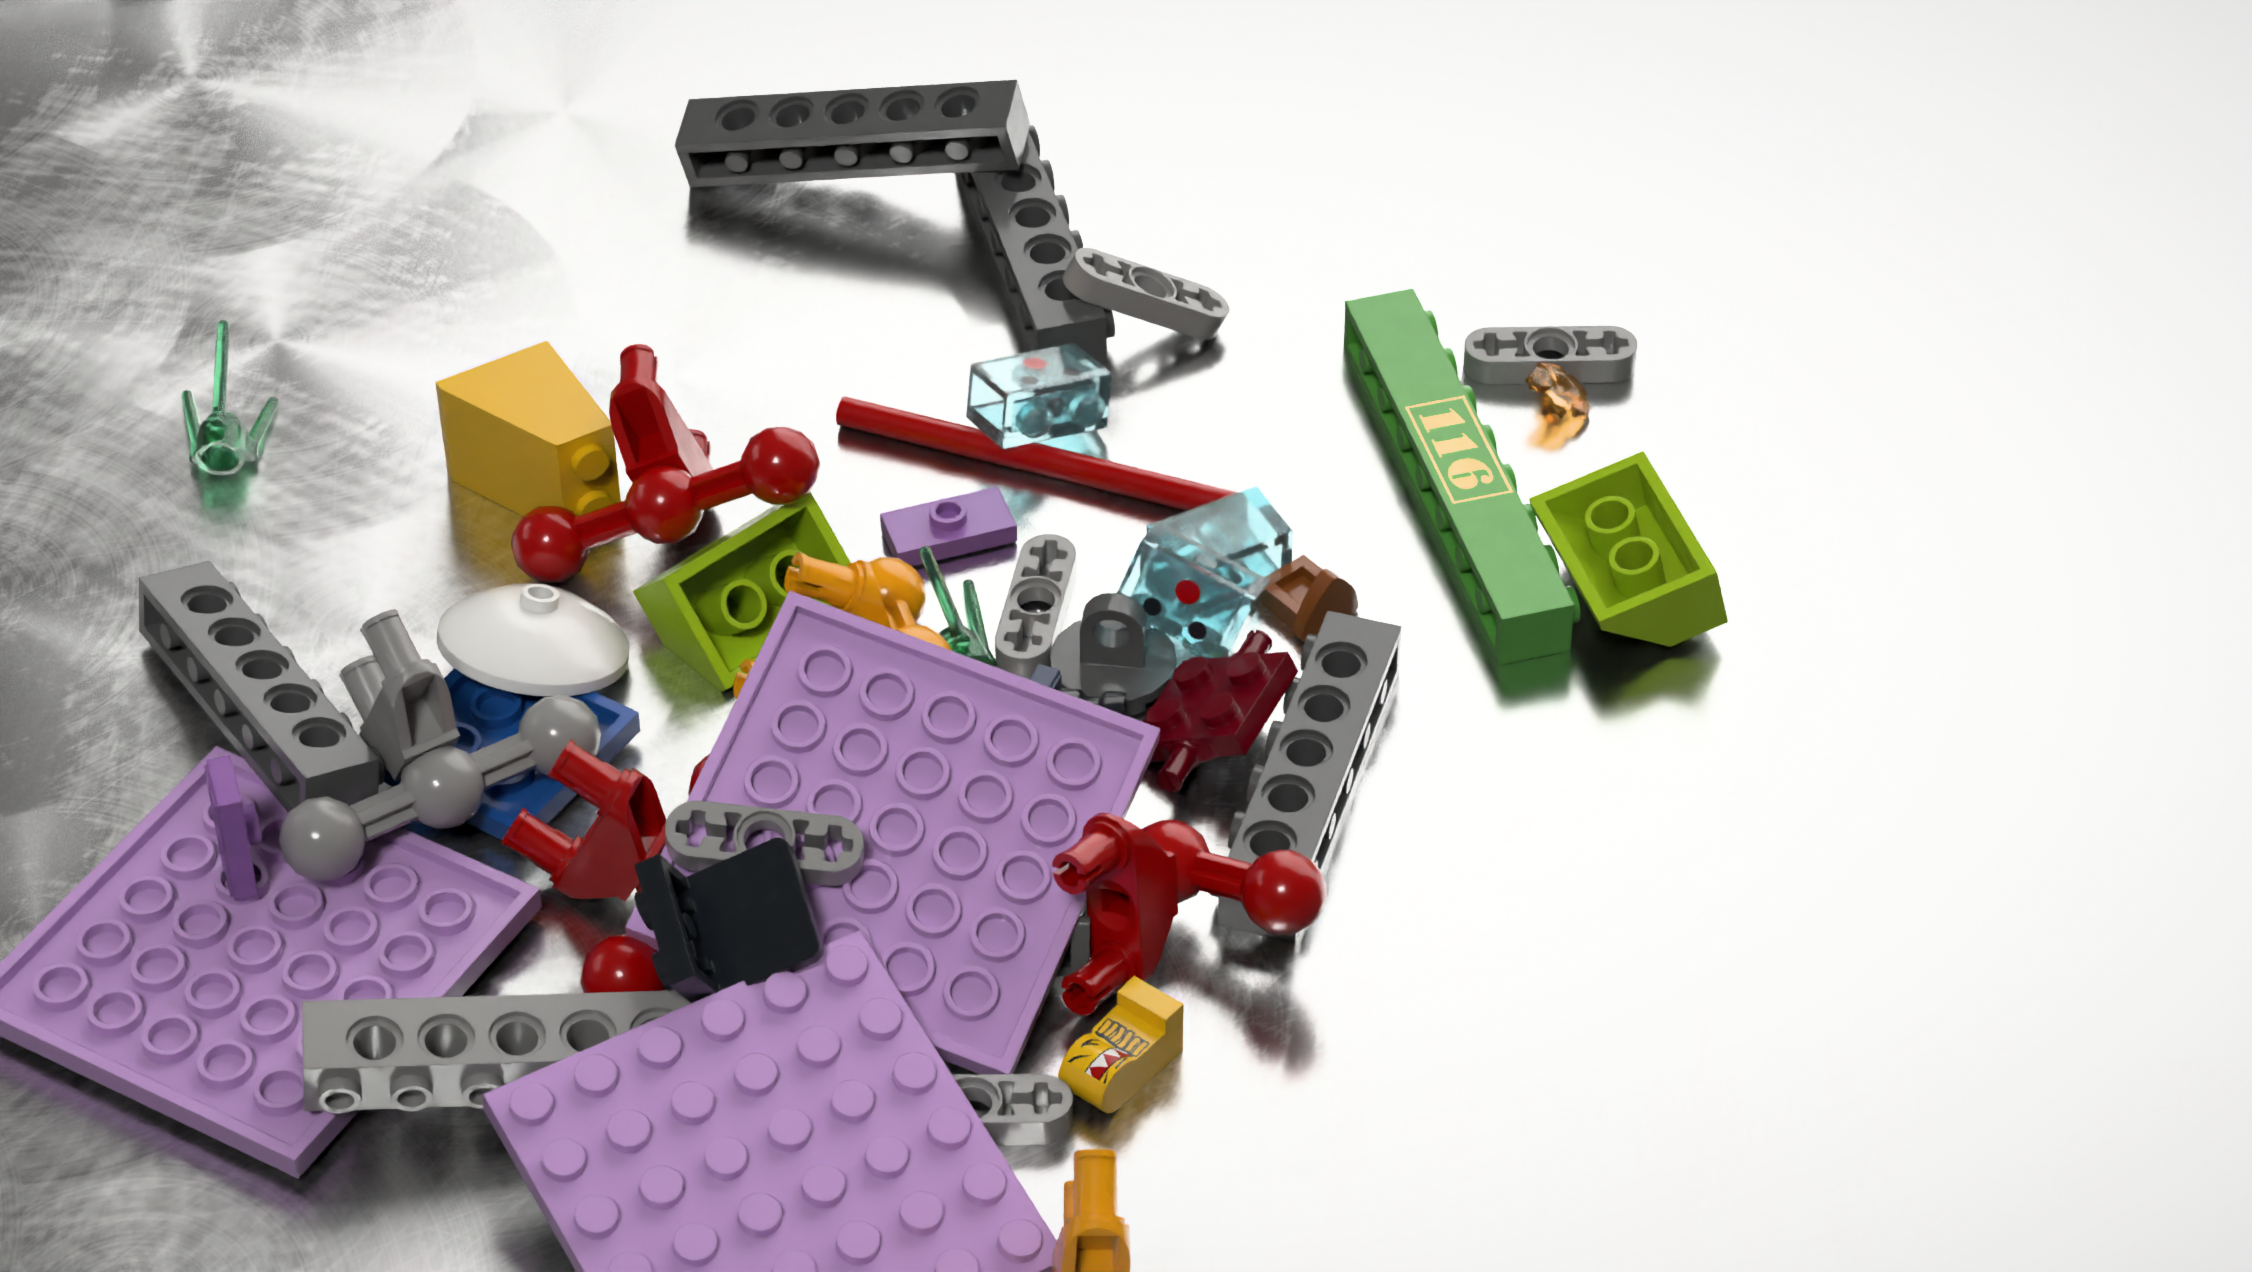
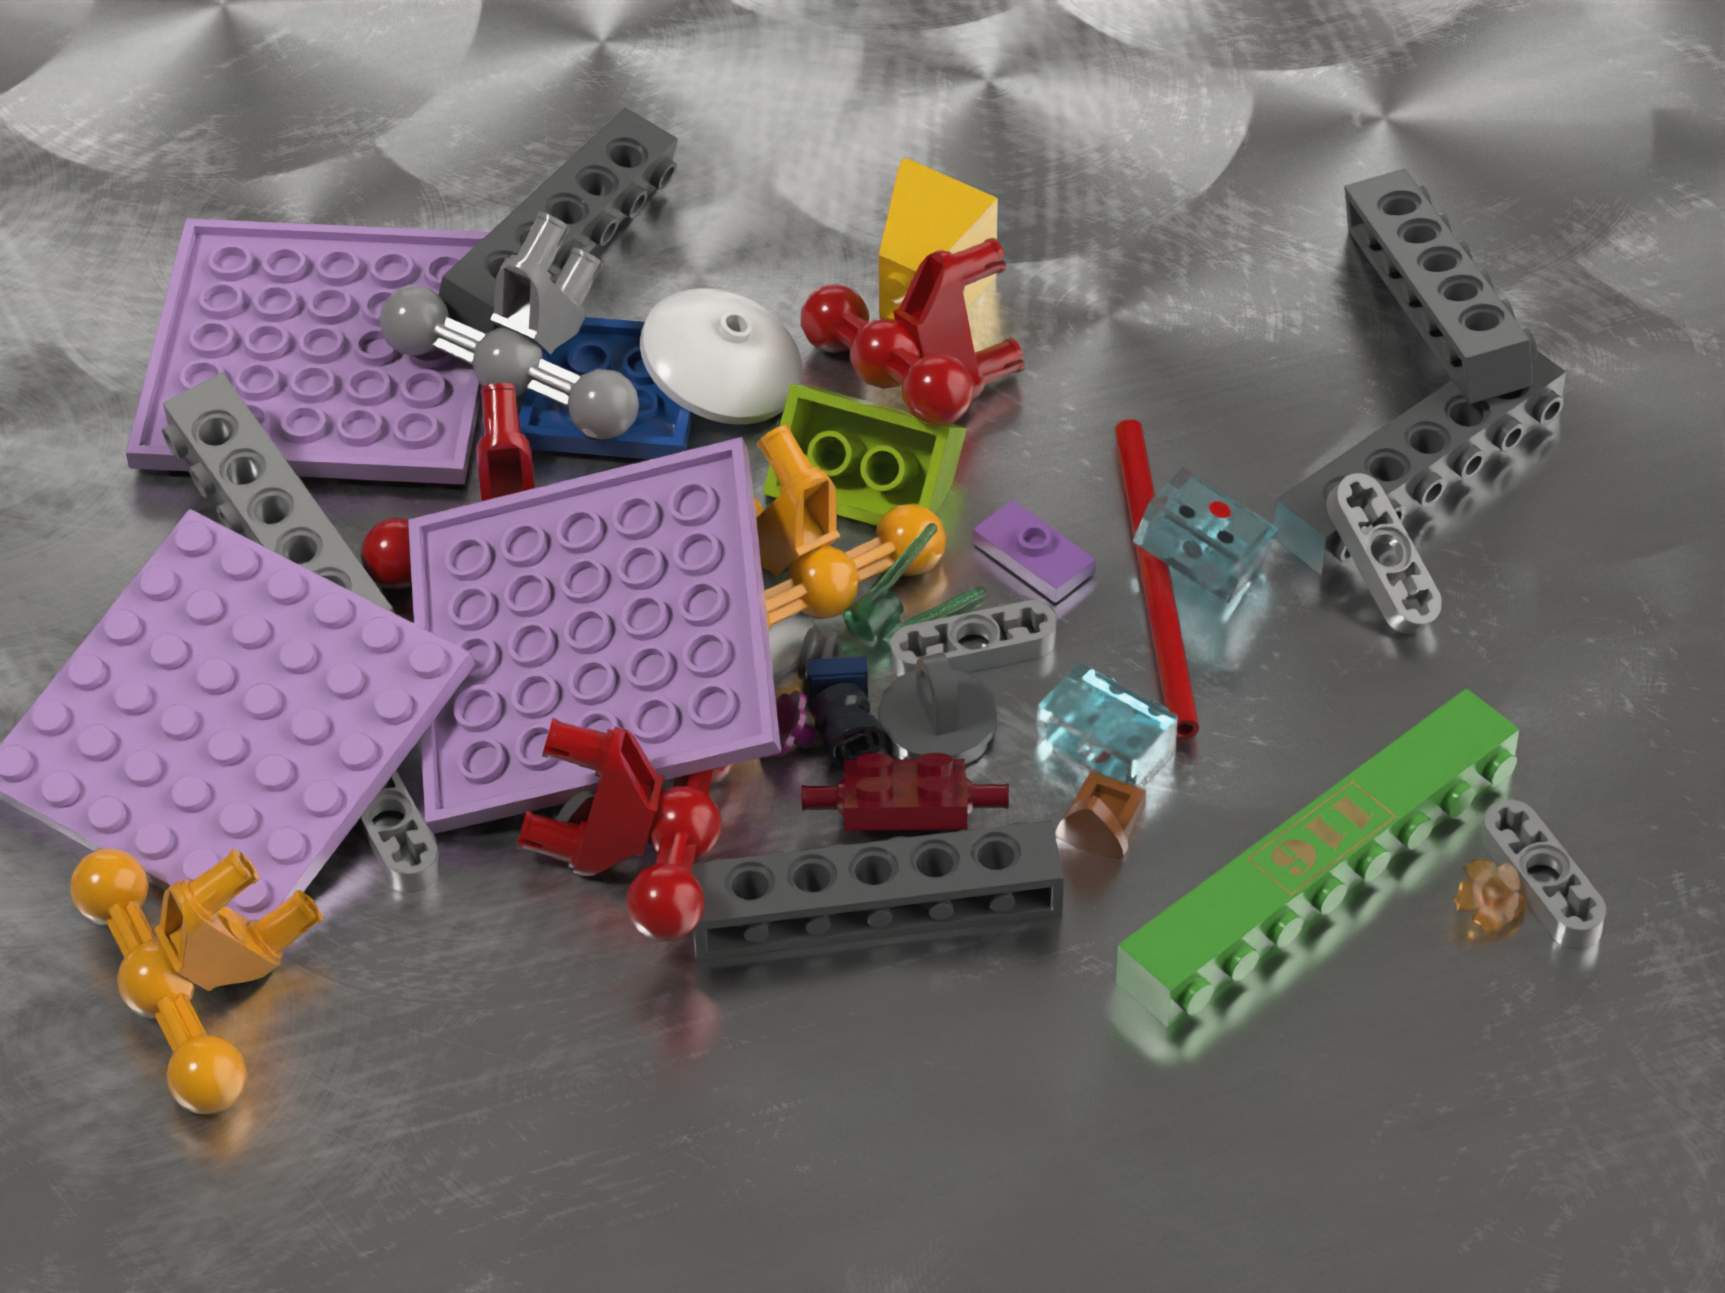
camera: 65 degrees right, 5 degrees up
(221, 440) = (840, 89): clear green plant -> none
(234, 826) = (378, 260): medium lavender plate -> none
(728, 920) = (410, 559): black bracket -> none
(747, 819) = (530, 566): light grey beam -> none
(1125, 1047) = (490, 885): yellow leg -> none
(1192, 592) = (1010, 718): clear light blue brick -> none
(1632, 553) = (1275, 1014): lime slope -> none

